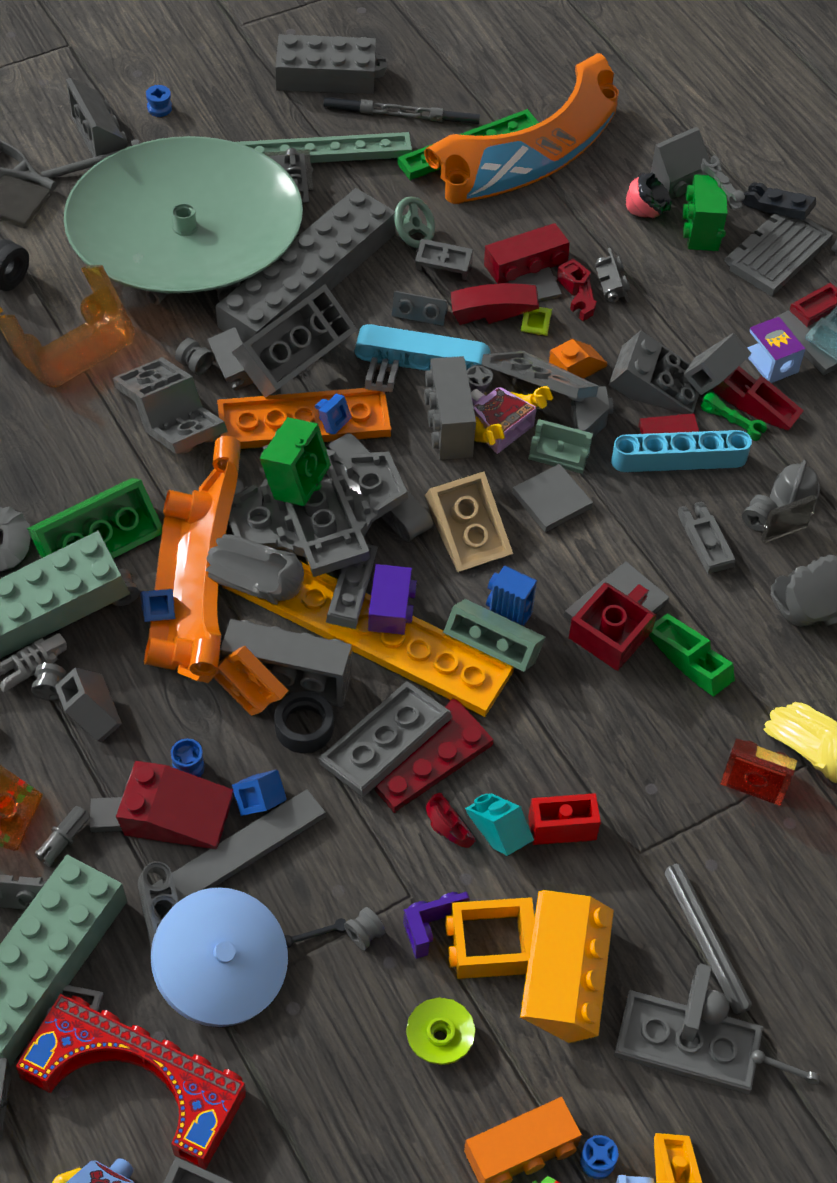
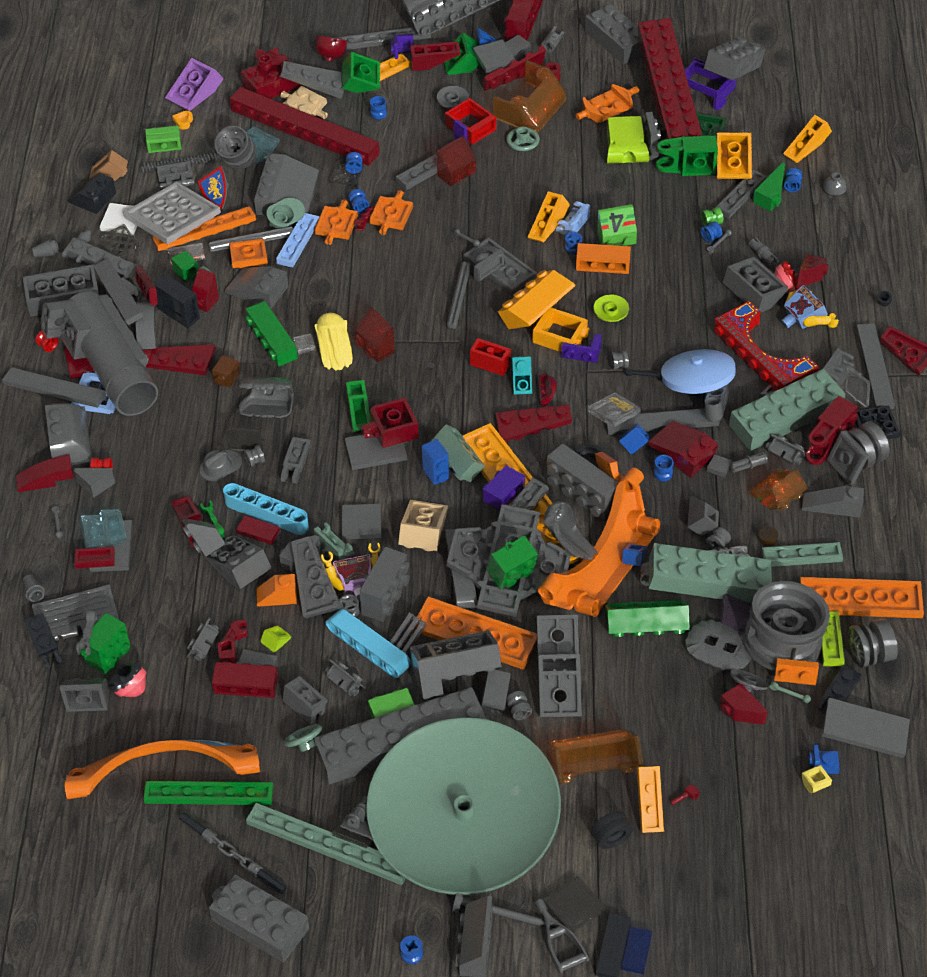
camera: 145 degrees left, 5 degrees down
(318, 825) = (613, 409): none -> clear tile
(333, 413) = (460, 611): blue tile -> none
(347, 286) = (389, 703): none -> bright green brick
(385, 738) = (545, 435): dark grey tile -> none
(493, 302) = (297, 650): dark red slope -> none
(777, 350) = (153, 539): piece -> none

